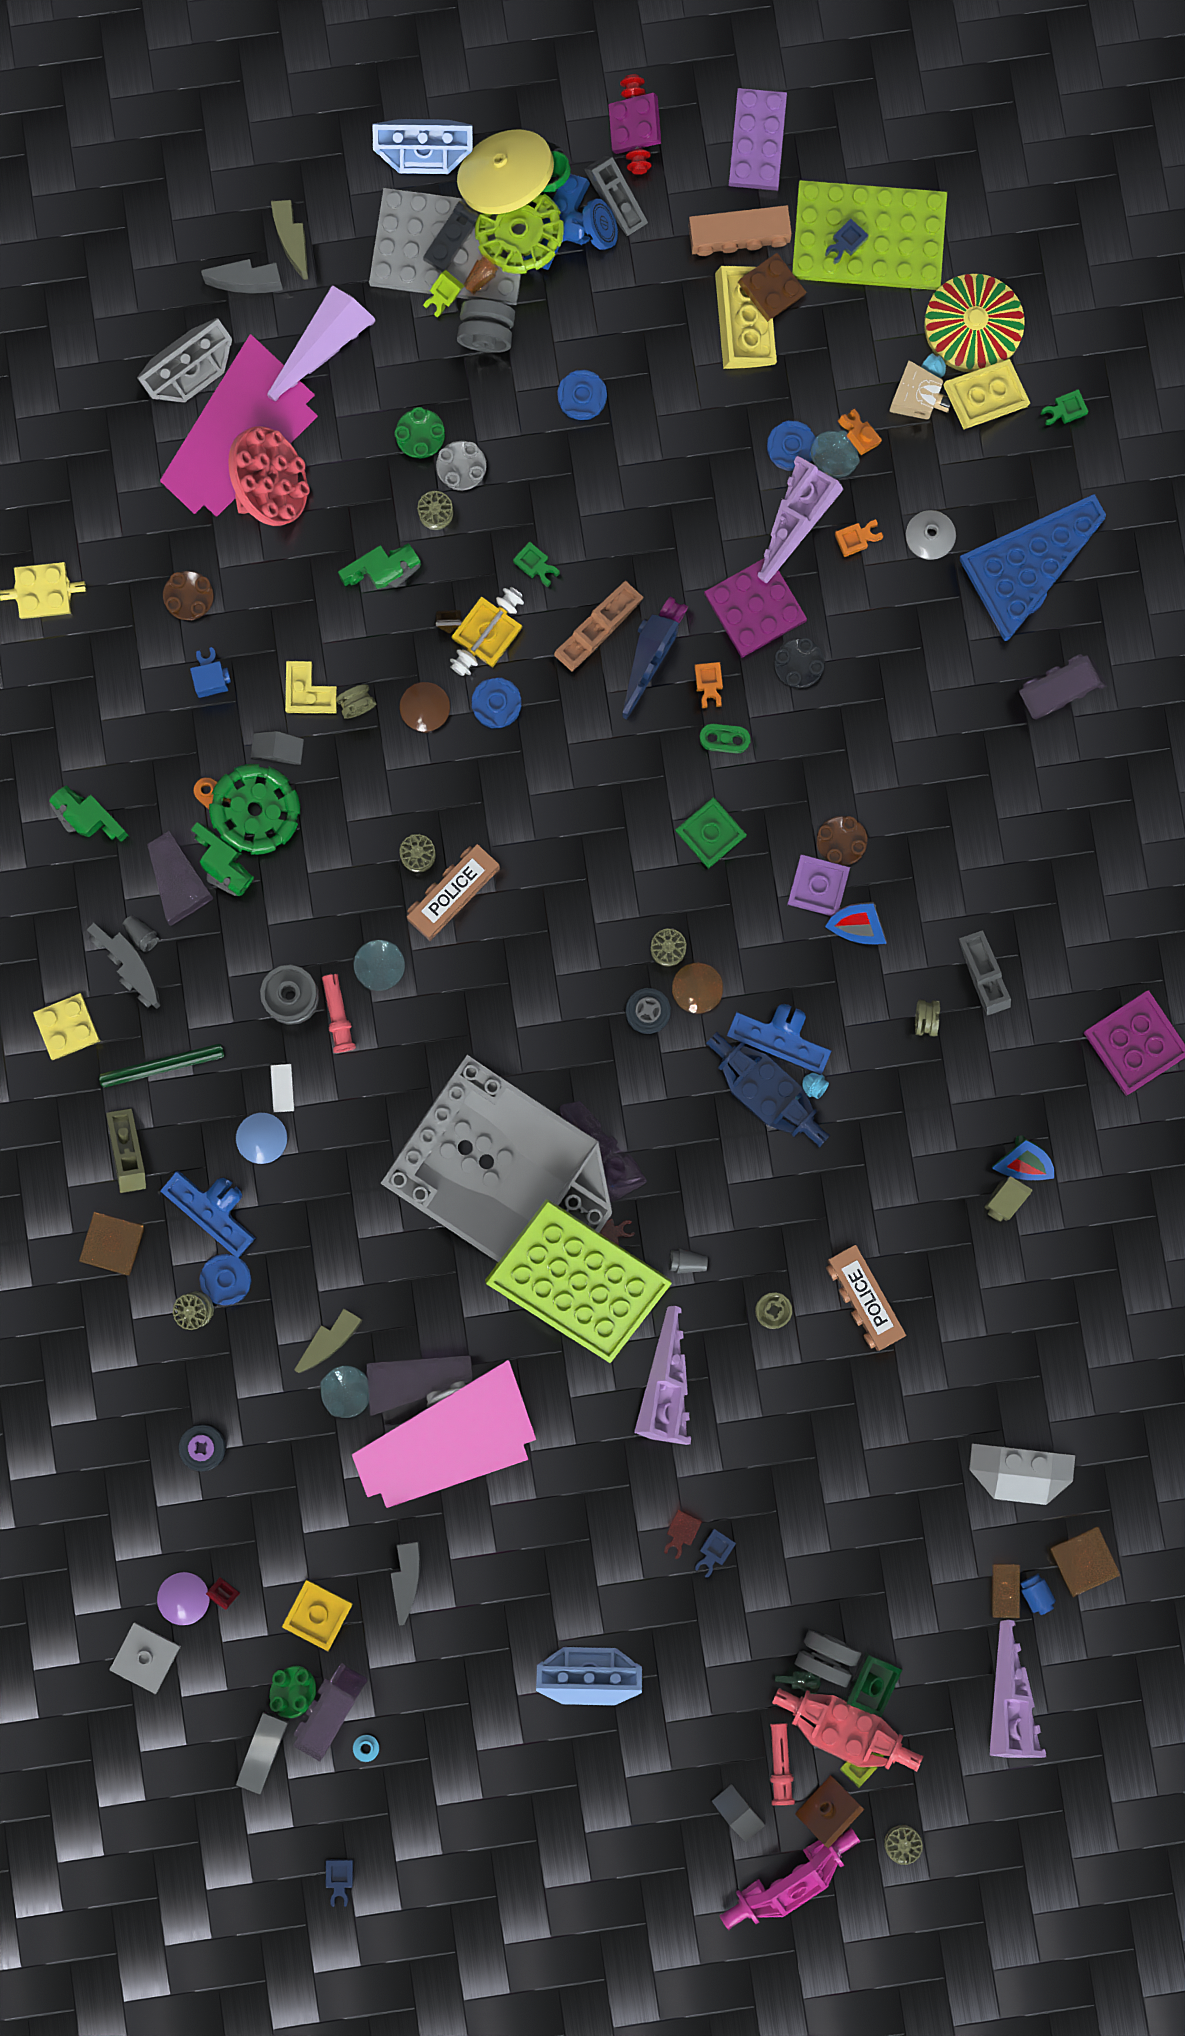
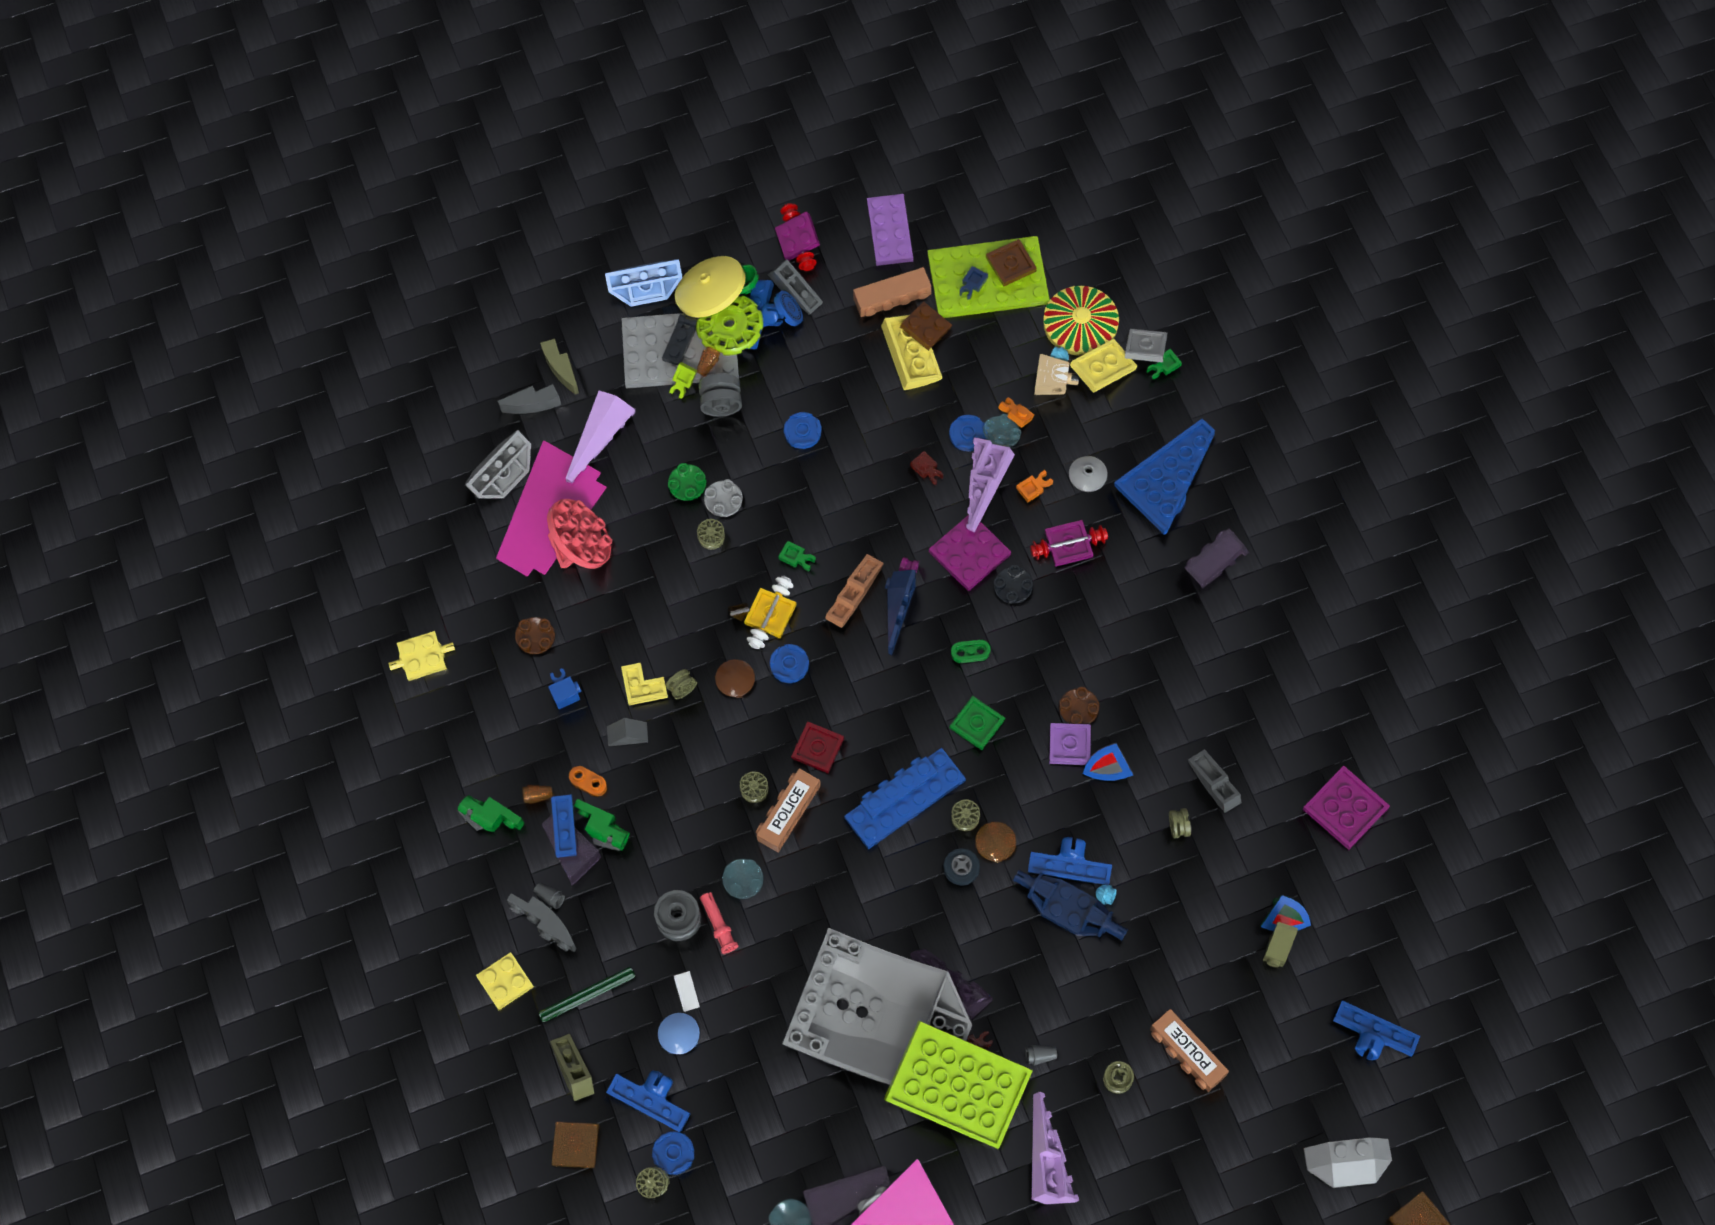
camera: 10 degrees left, 15 degrees down
(150, 801) = (536, 793): none -> clear orange cone
(173, 855) = (564, 826): none -> blue plate
(254, 793) = (622, 769): green plate -> none
(329, 1341) = (768, 1182): olive slope -> none
(382, 569) = (679, 583): green plate -> none
(507, 820) = (817, 747): none -> dark red plate
(599, 906) = (904, 797): none -> blue plate
(709, 680) = (948, 611): orange plate -> none
(726, 479) = (925, 465): none -> clear red plate
(882, 623) = (1068, 543): none -> magenta plate
(902, 224) = (1011, 262): none -> reddish brown plate
(1048, 378) = (1146, 345): none -> light grey plate
(1095, 1326) = (1375, 1032): none -> blue plate

